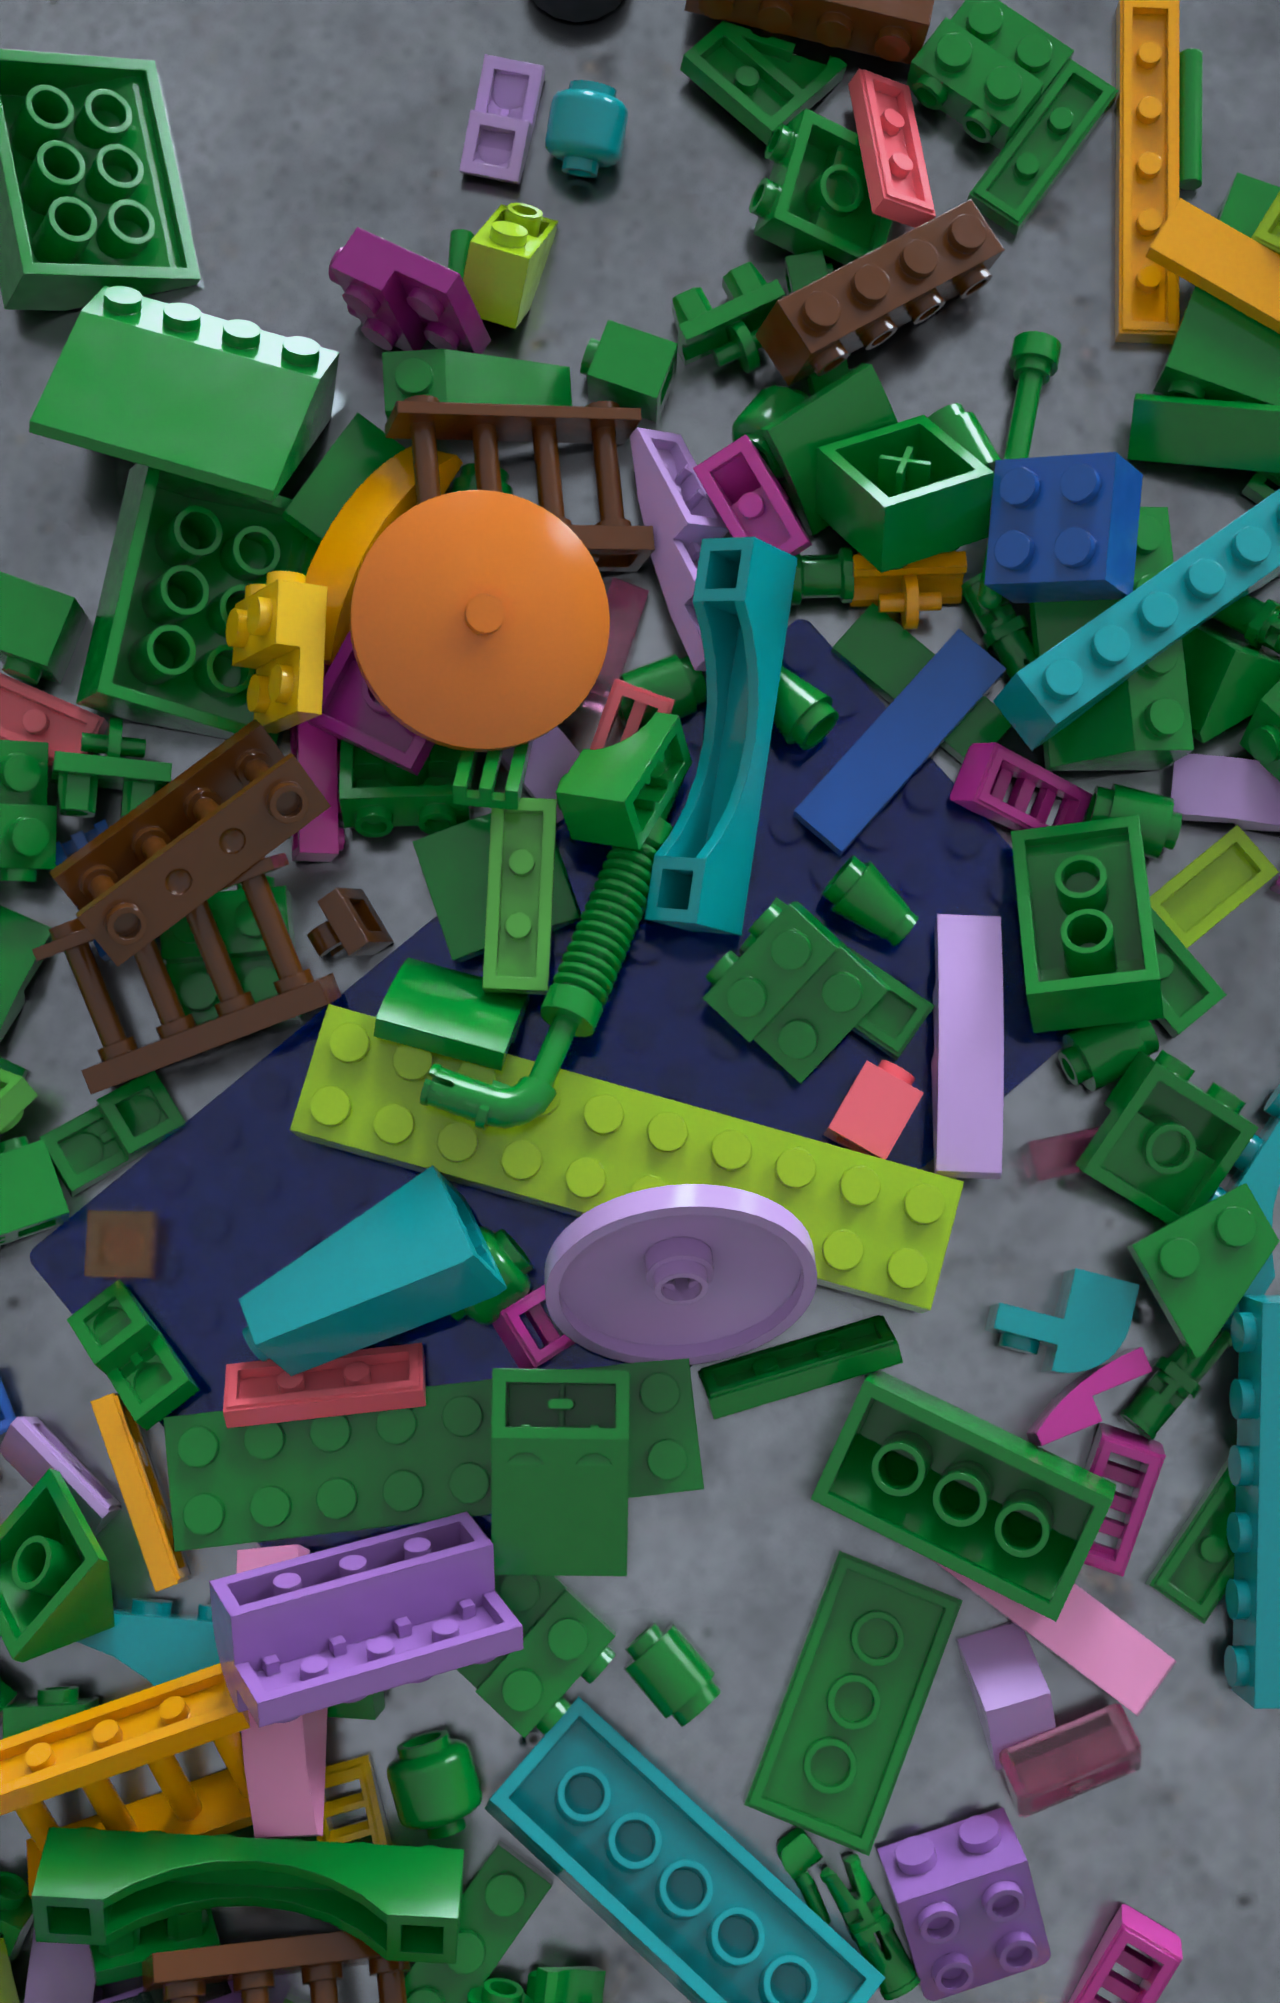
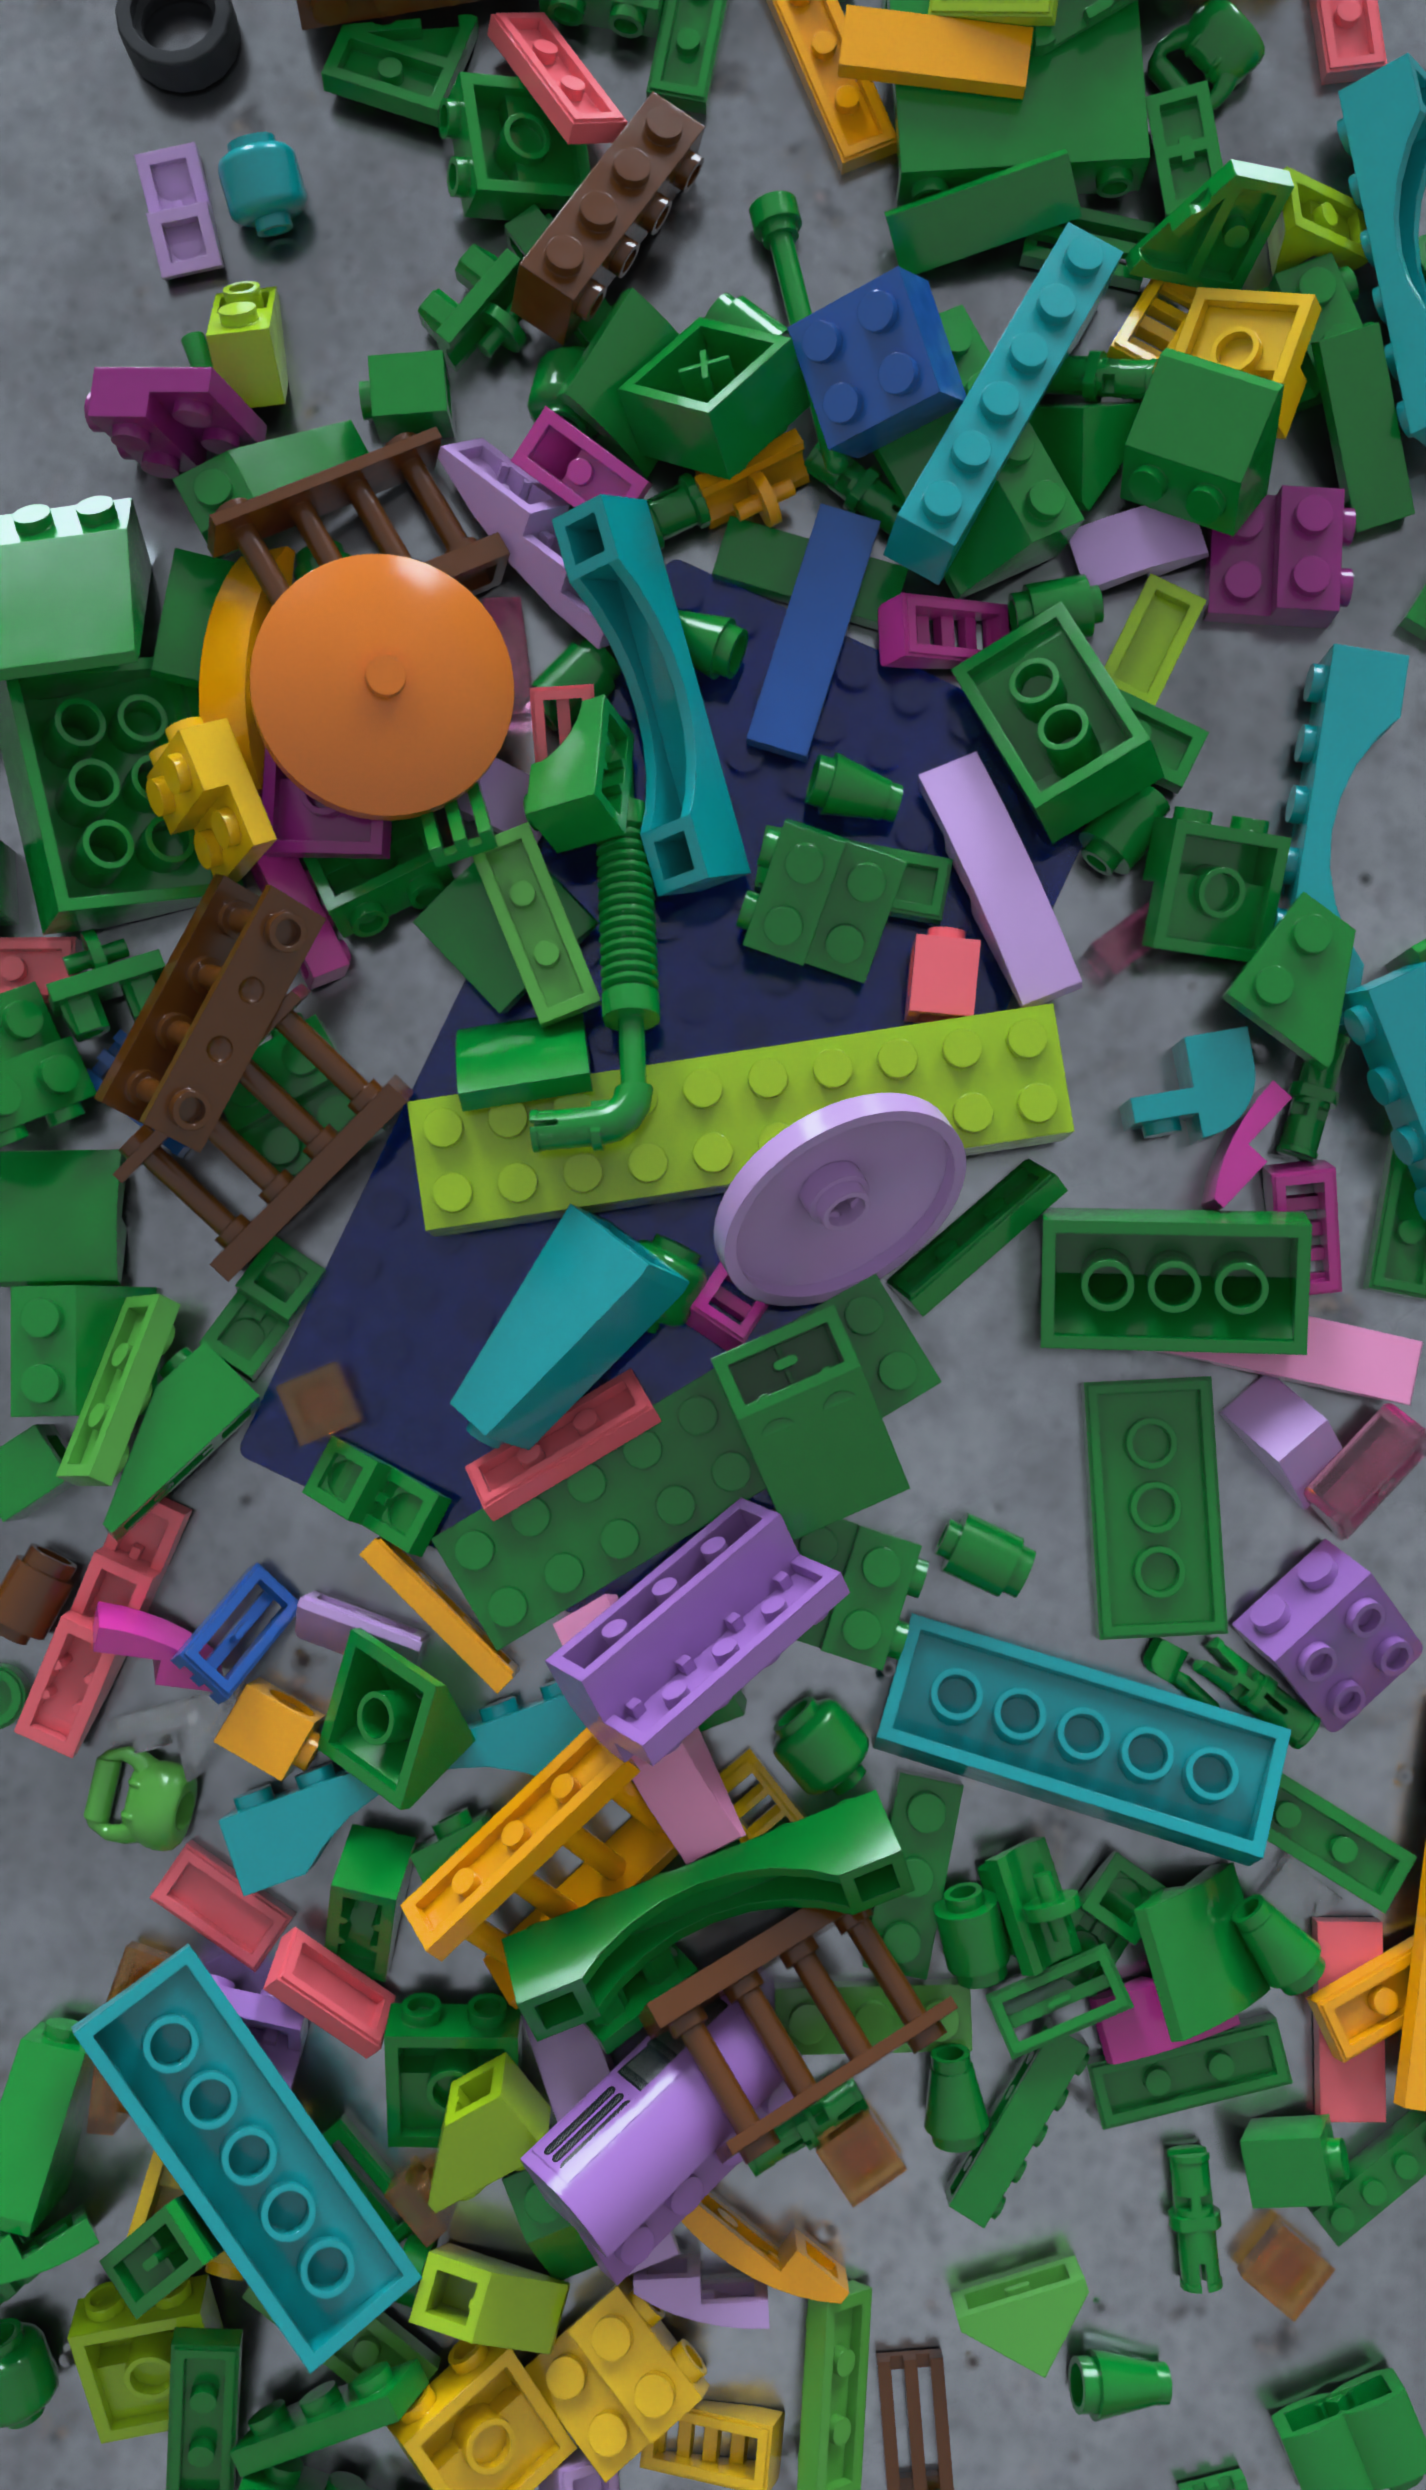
camera: 20 degrees left, 5 degrees up
(350, 925) = (390, 1024): reddish brown tile -> none

